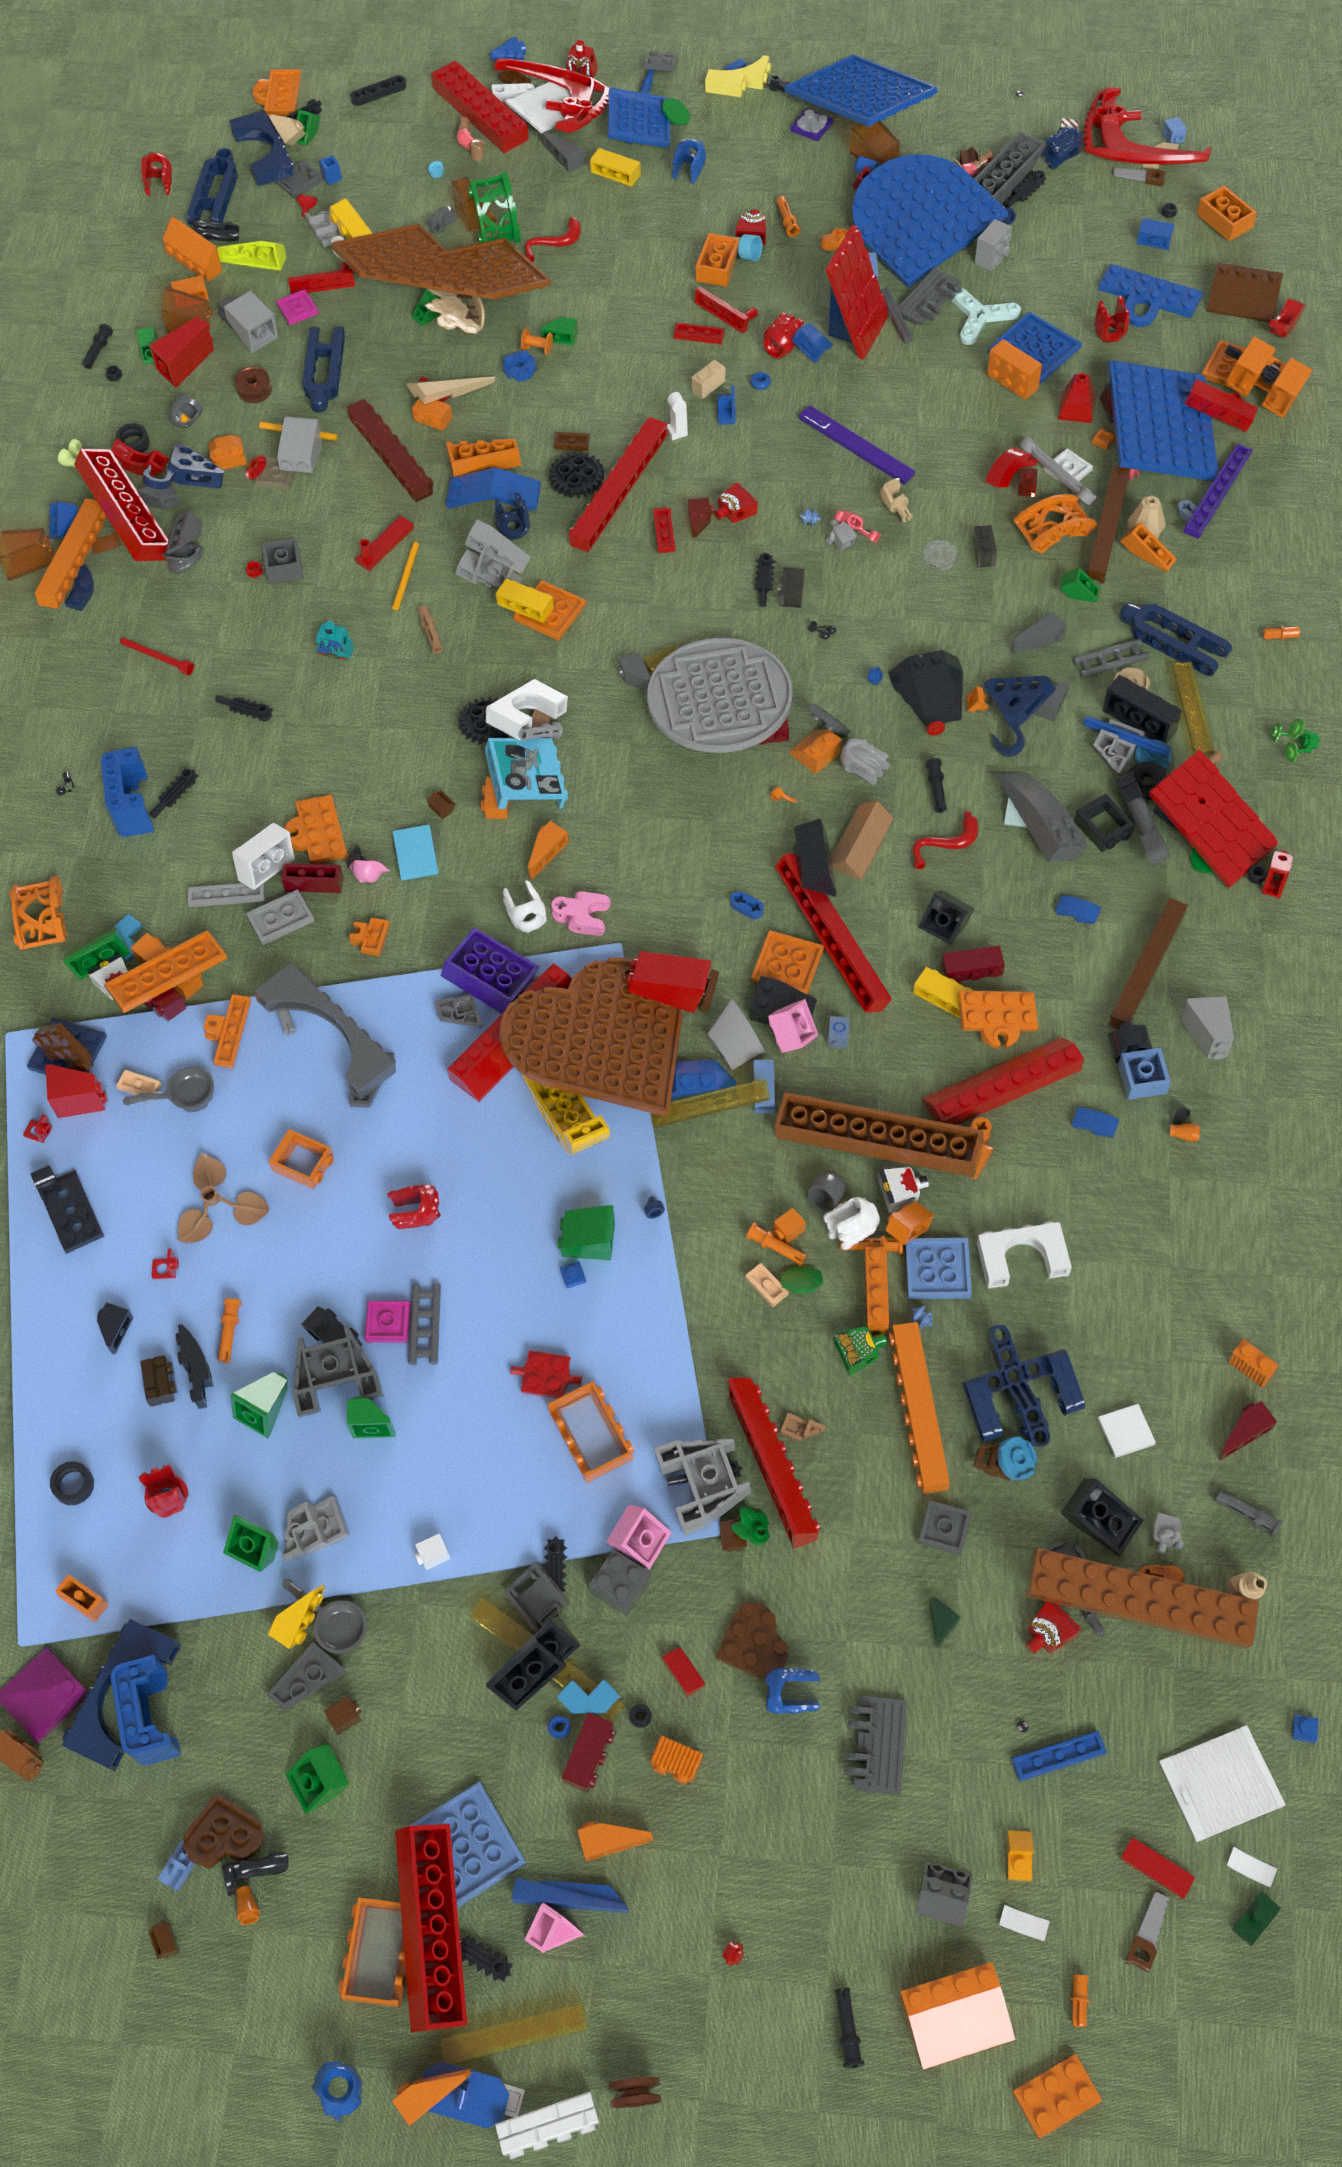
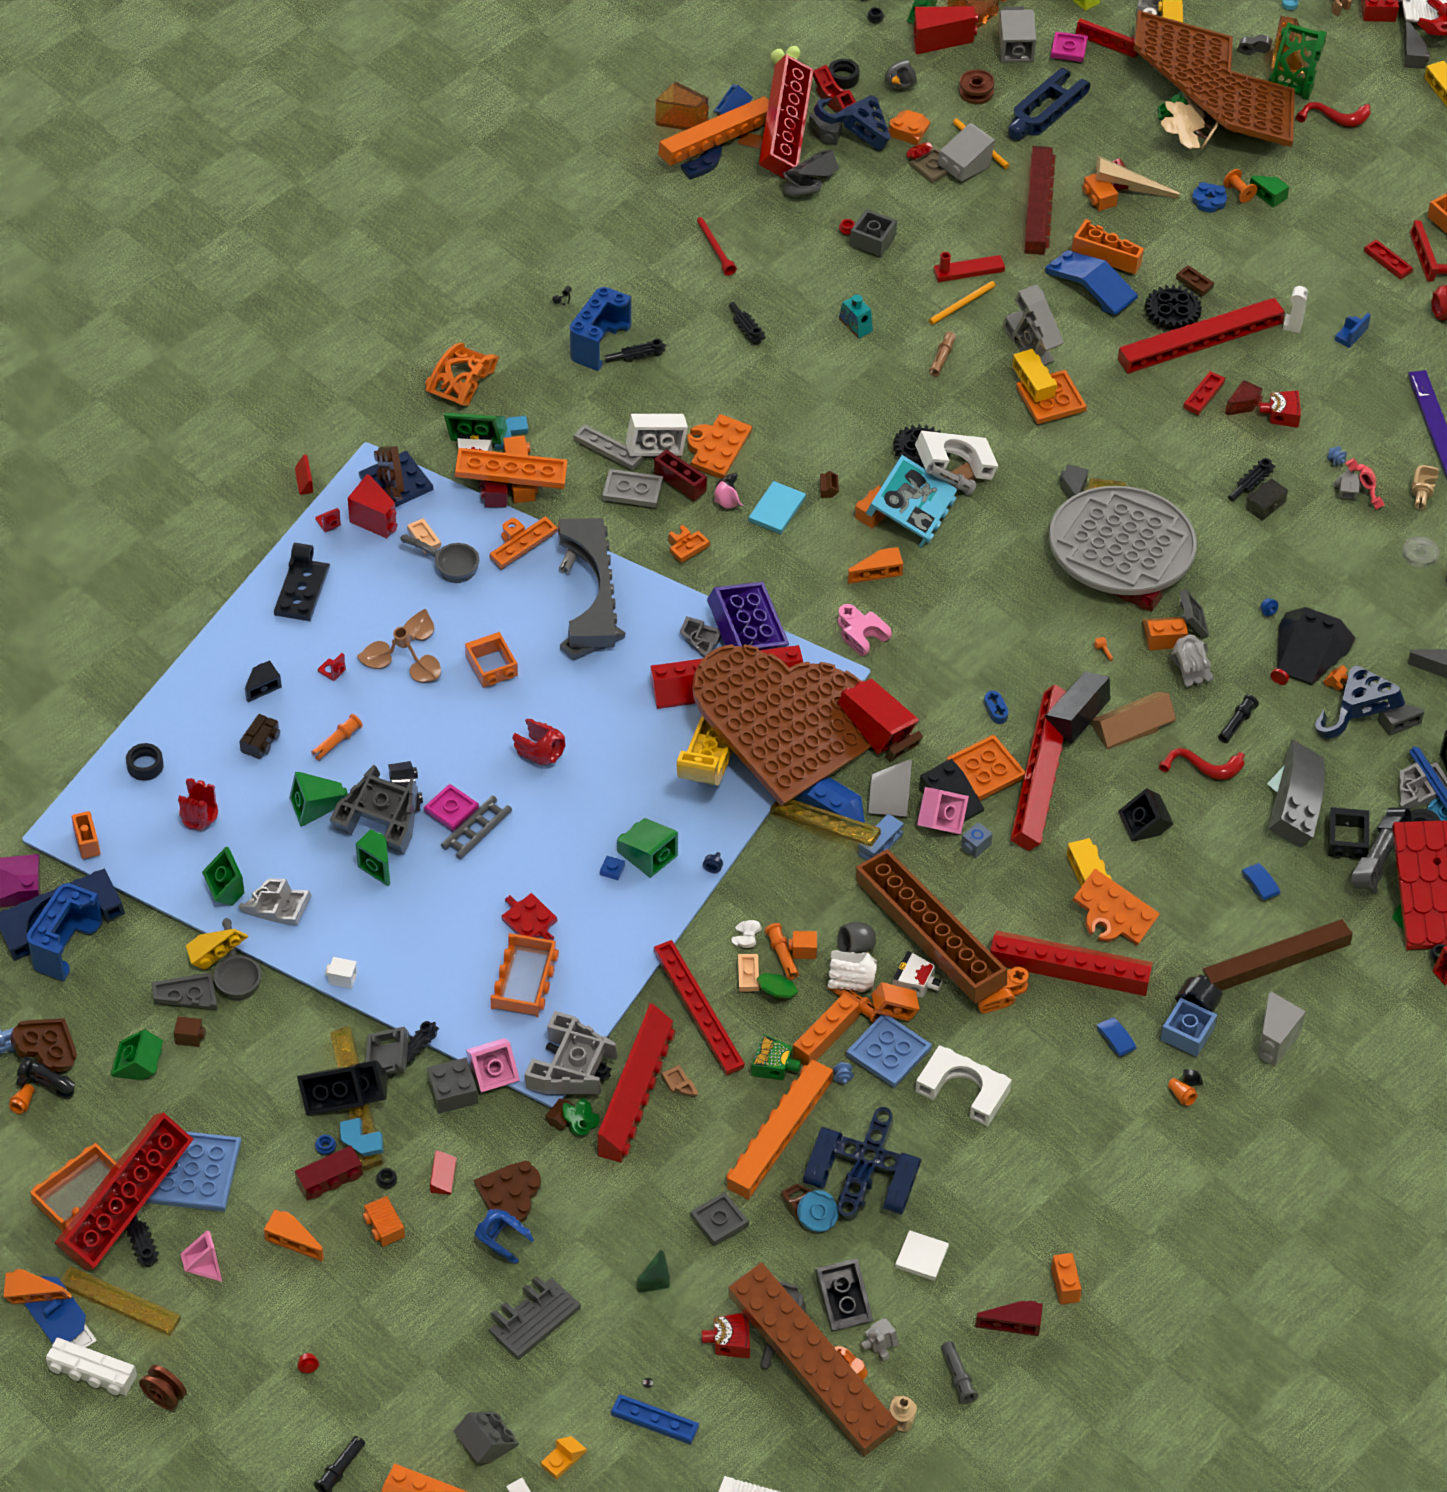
camera: 35 degrees right, 10 degrees down
(196, 1364) = (294, 747): black slope -> none
(518, 516) = (1076, 307): dark blue piece -> none
(518, 913) = (826, 599): white piece -> none
(568, 1895) = (232, 1248): blue wedge -> none
(708, 379) = (1356, 298): tan brick -> none
(732, 1245) = (749, 929): none -> white piece
(757, 1348) = (699, 1007): none -> red plate
(760, 376) = (1403, 322): blue piece -> none
(825, 634) = (1261, 552): black piece -> none
(973, 964) = (1133, 863): dark red brick -> none

